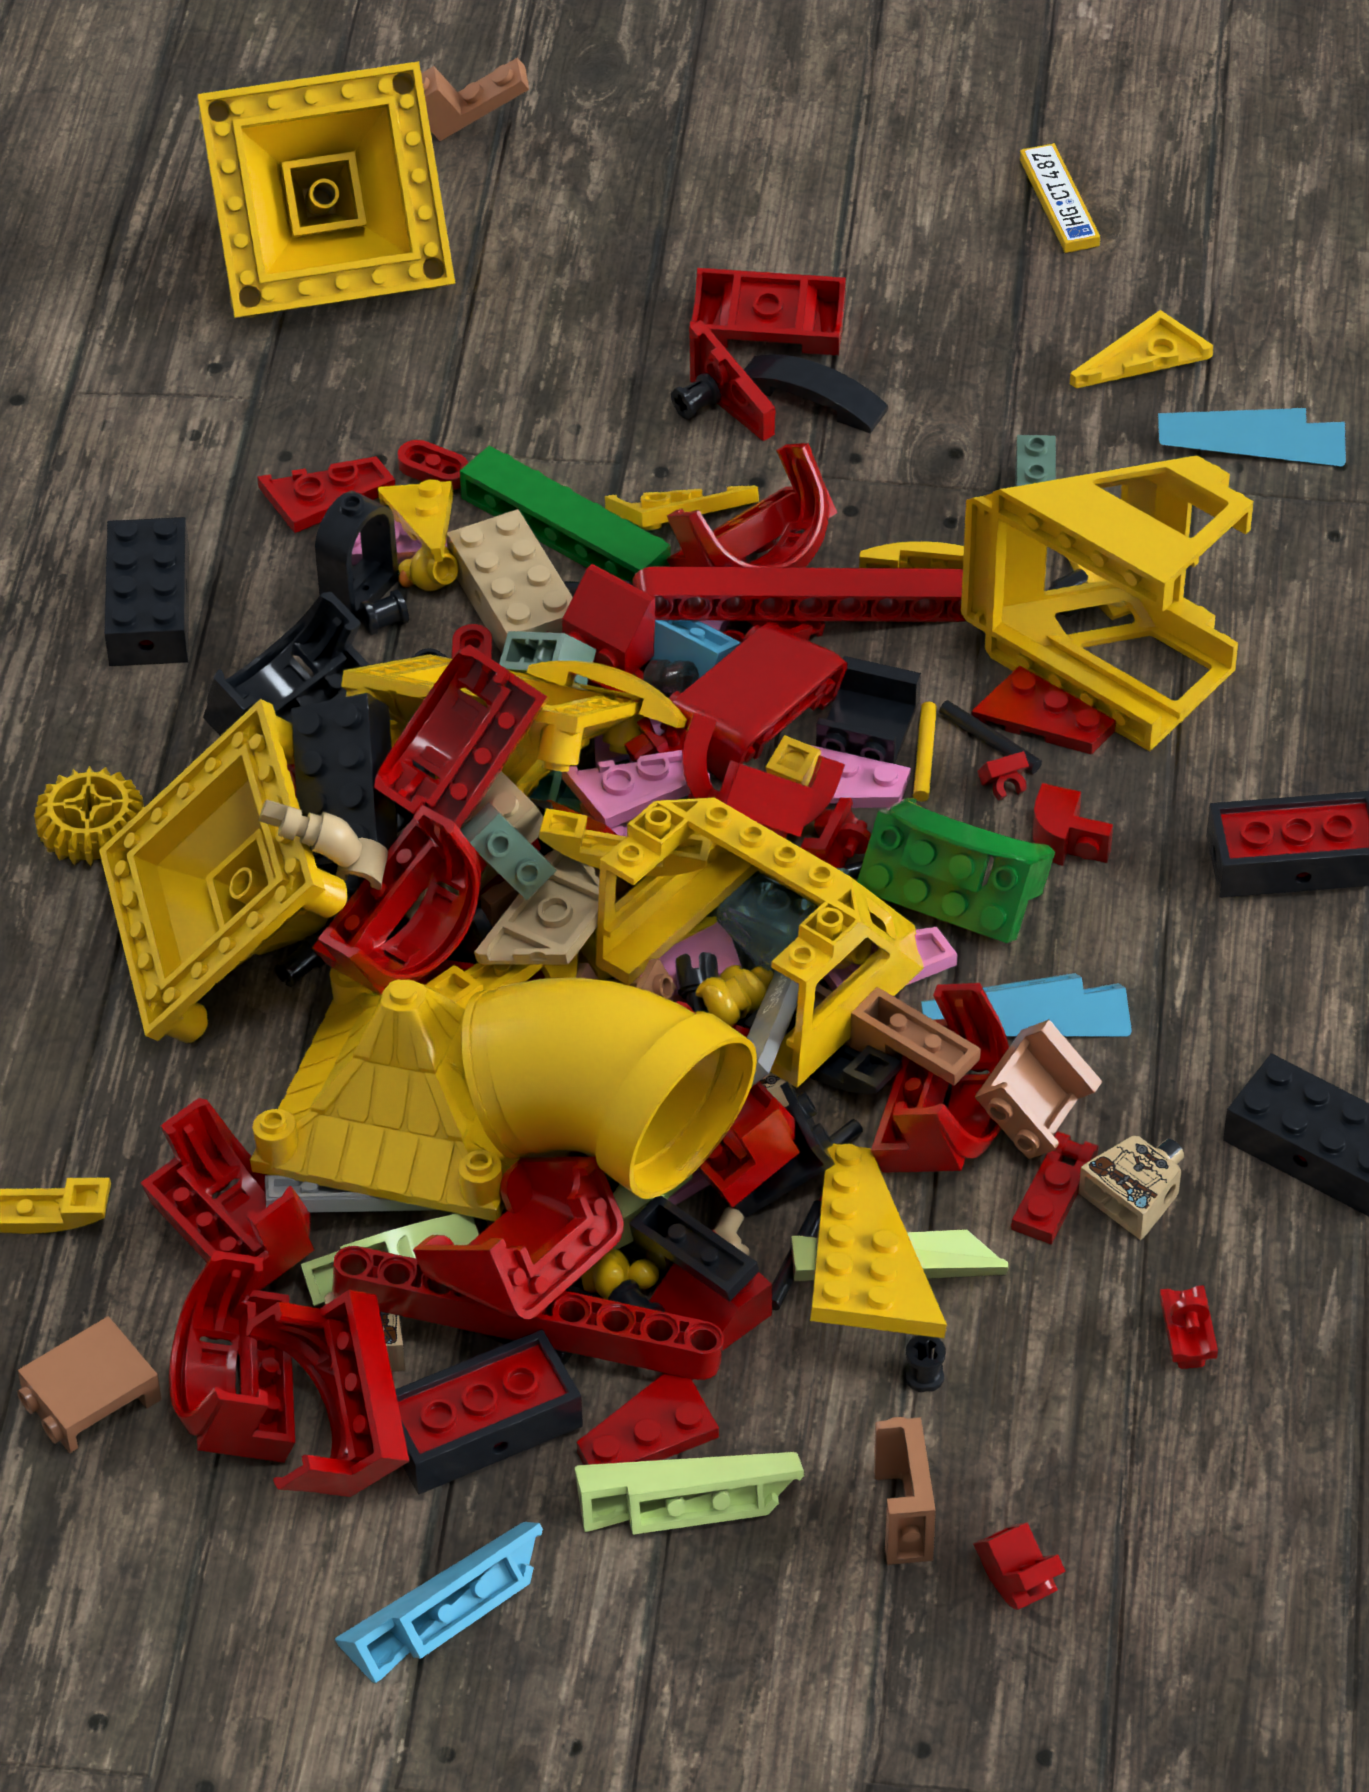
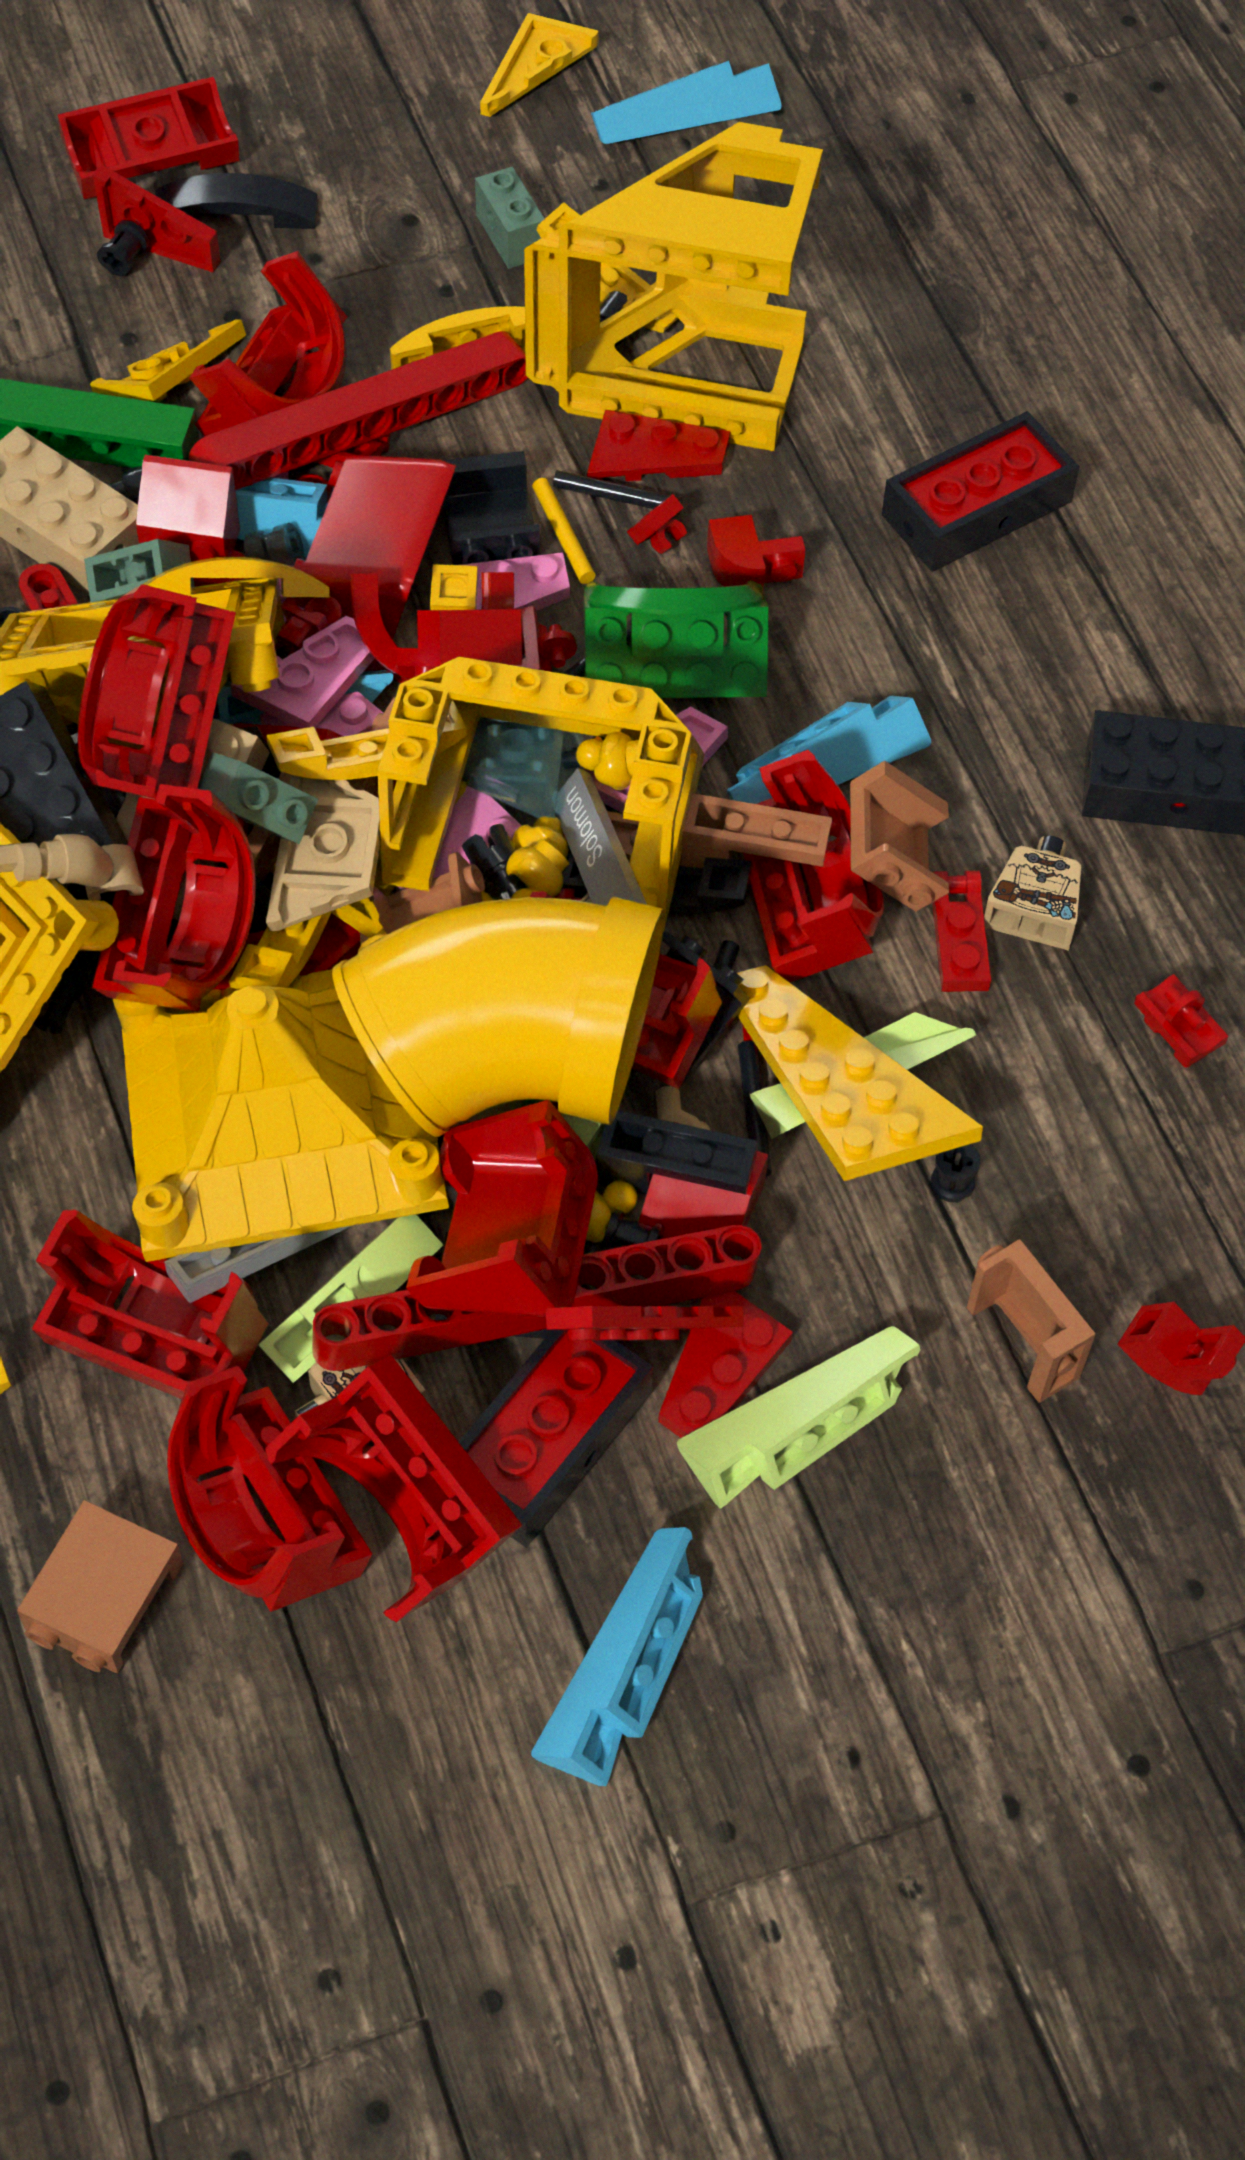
camera: 30 degrees left, 10 degrees up
(586, 1356) = (639, 1322): none -> red wing

